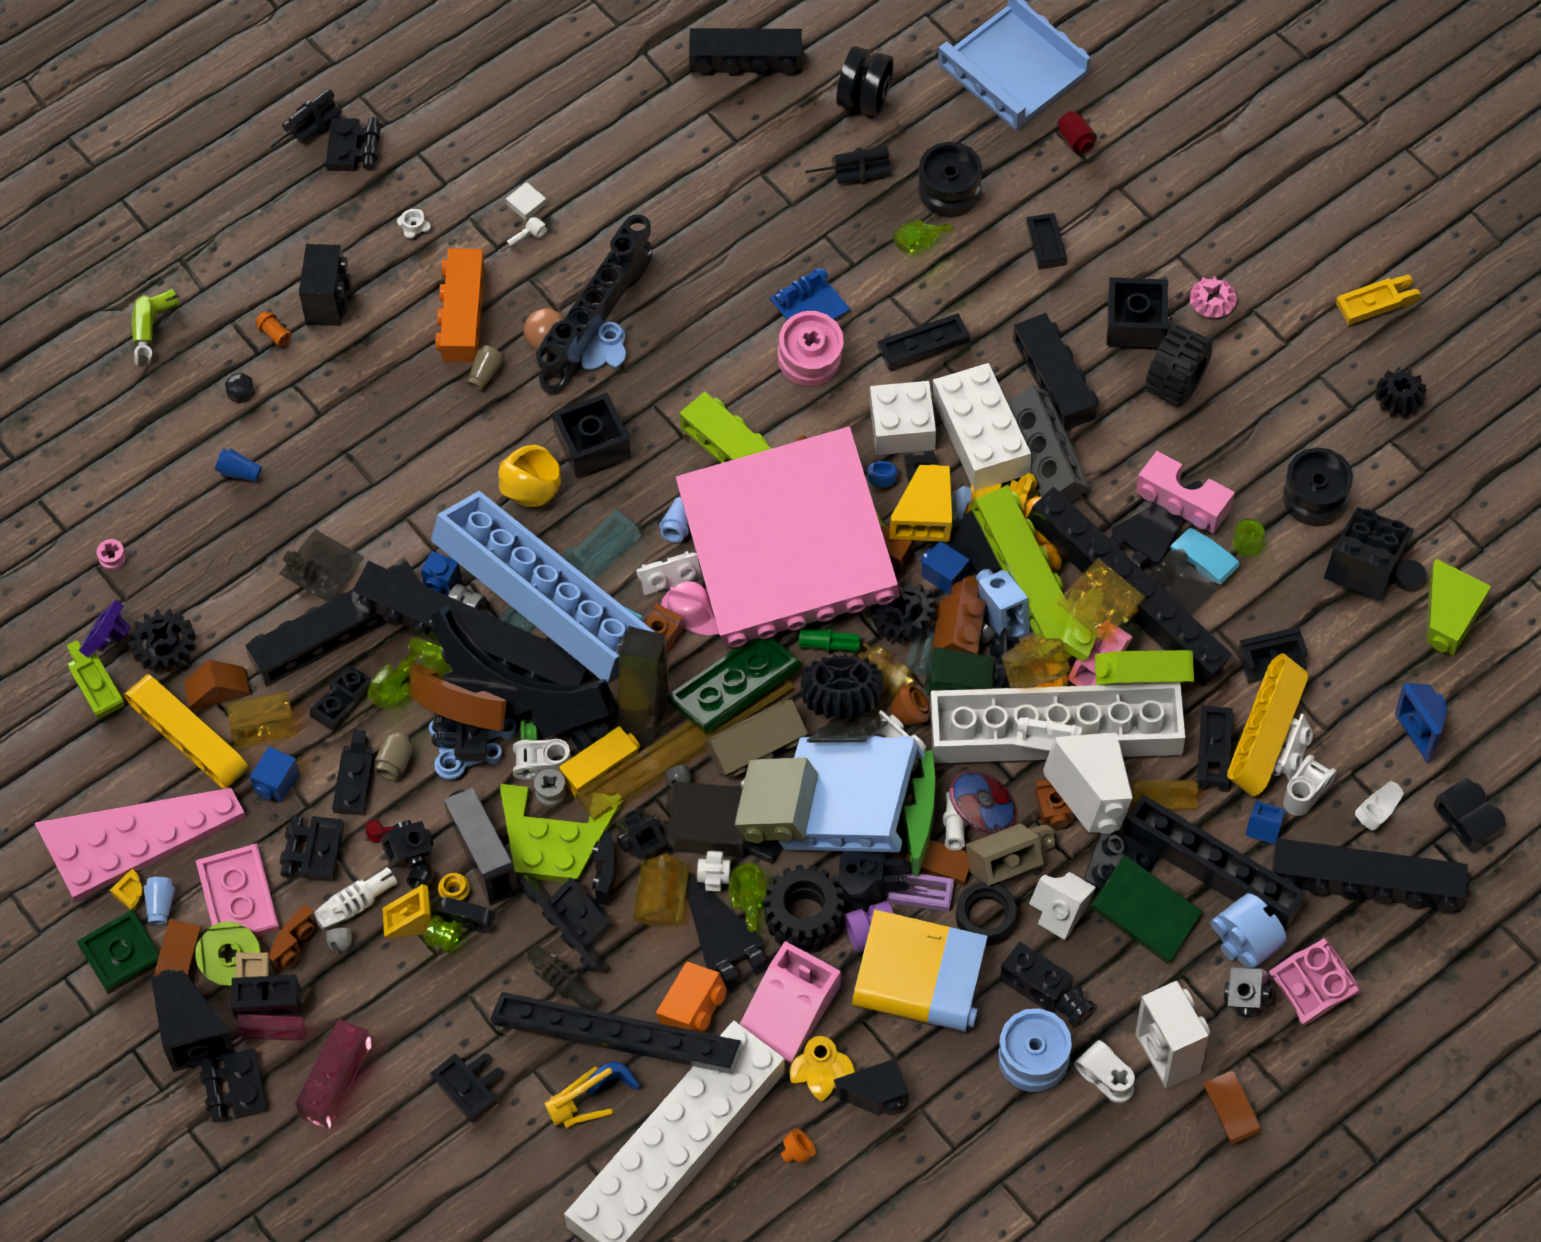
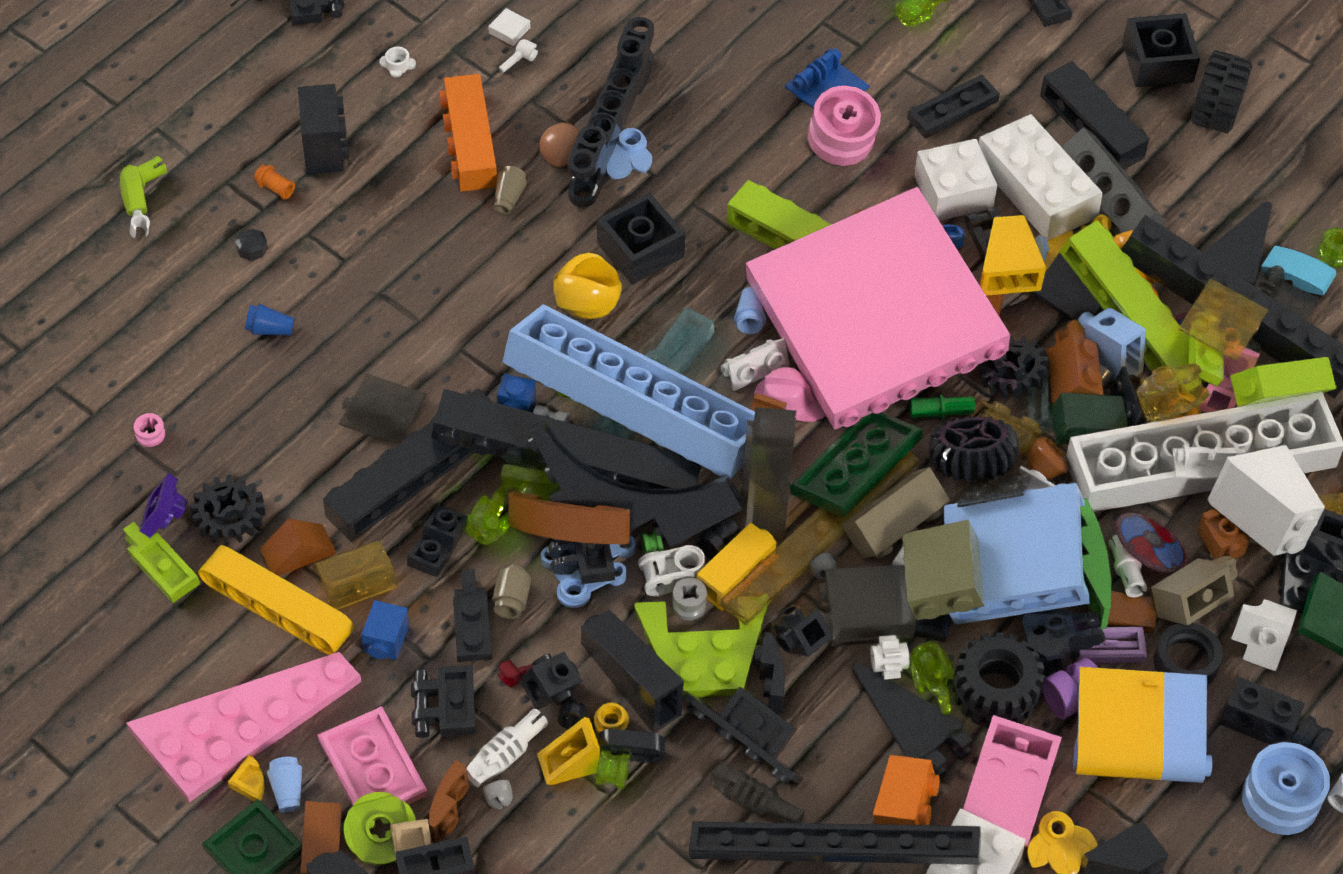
camera: 15 degrees left, 5 degrees down
(661, 891) = (837, 687): clear yellow brick -> none
(944, 566) = (1040, 318): blue brick -> none
(1202, 506) = (1239, 210): bright pink arch -> none
(1216, 307) = (1233, 37): bright pink gear -> none

